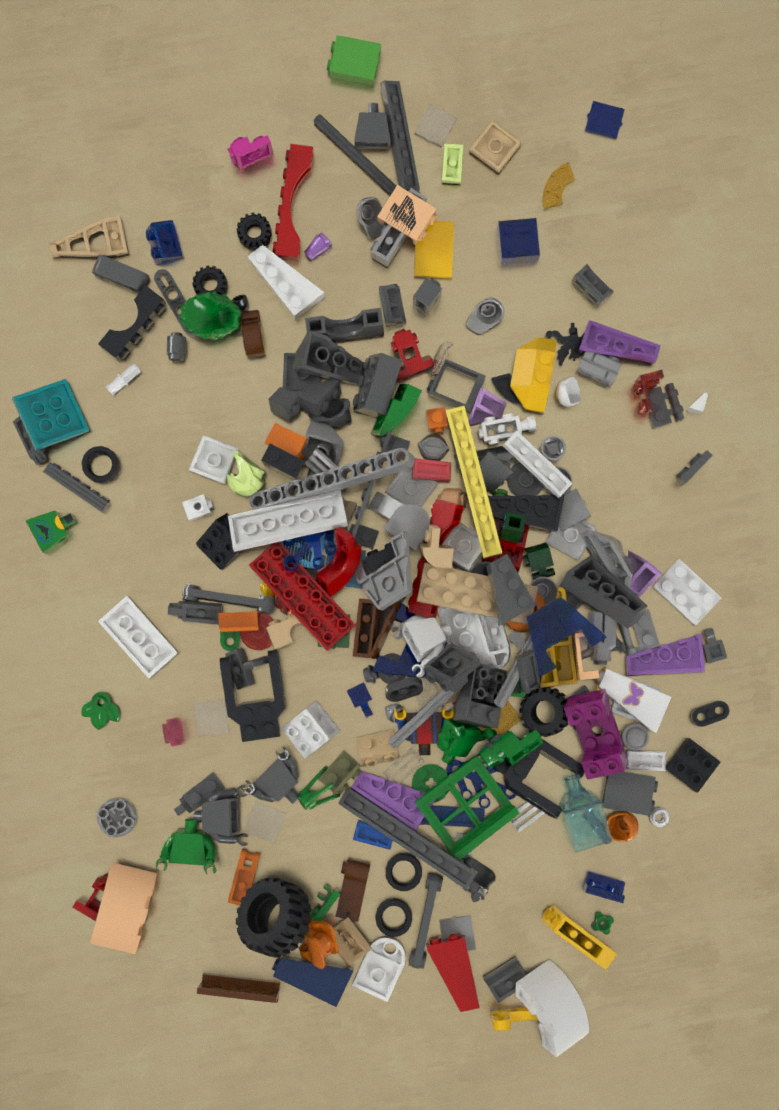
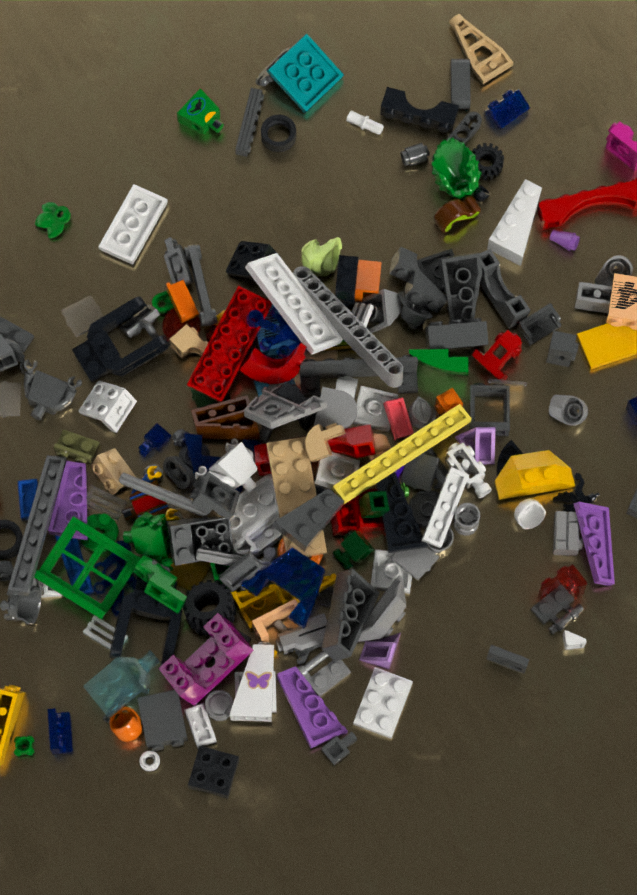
camera: 65 degrees right, 15 degrees down
(174, 731) = (57, 286): clear pink brick -> none
(198, 507) = (274, 228): white brick -> none
(213, 459) = (324, 224): white plate -> none
(251, 220) = (556, 170): black tyre -> none
(308, 798) = (41, 424): green plant -> none
(546, 588) = (331, 562): light grey hat -> none
(709, 713) = (271, 770): black plate -> none

